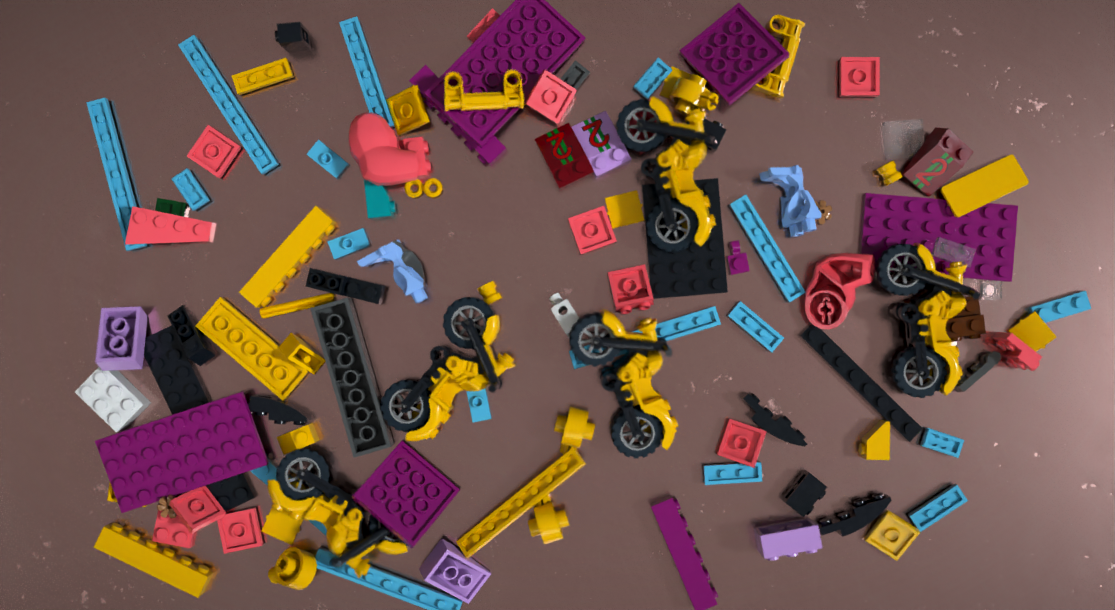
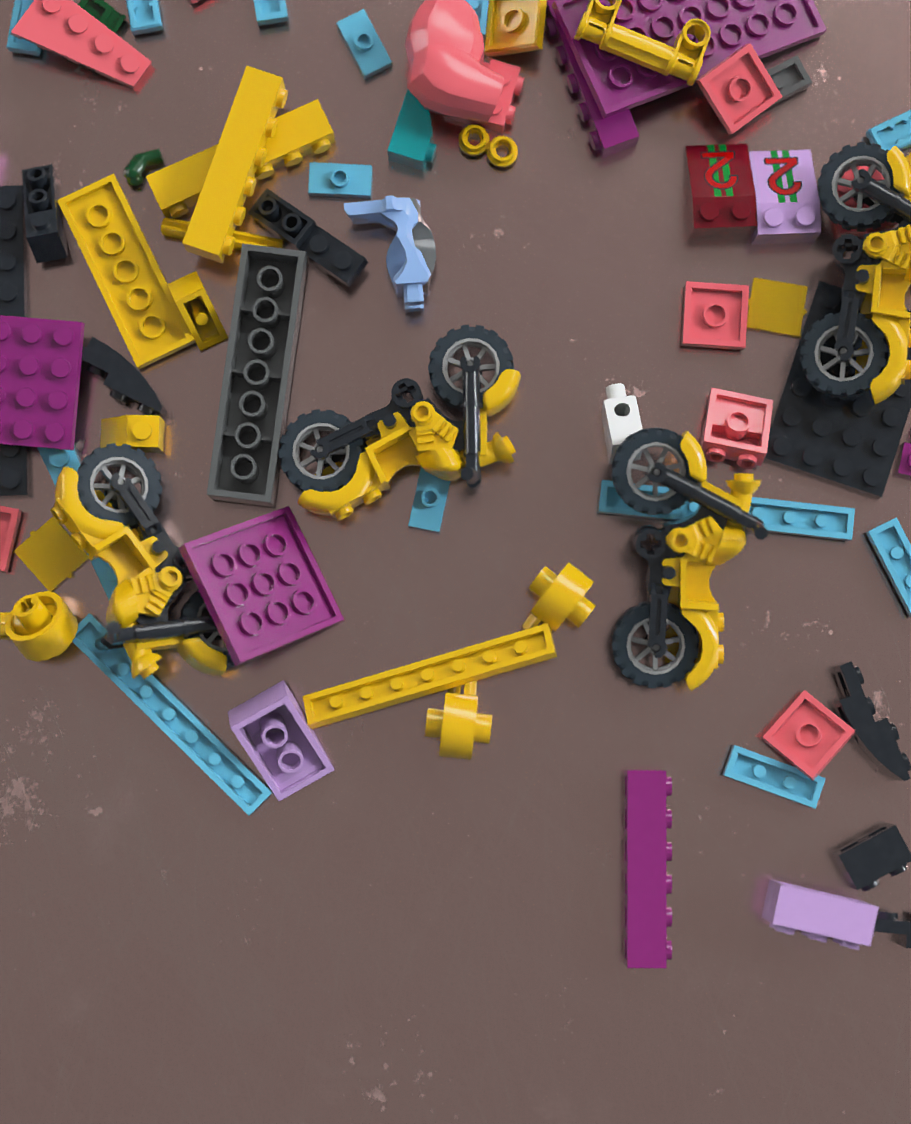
camera: 20 degrees right, 5 degrees down
(231, 283) = (139, 163): none -> dark green arm
(285, 265) = (235, 164): none -> yellow brick
(489, 292) = (520, 340): yellow wheel -> none

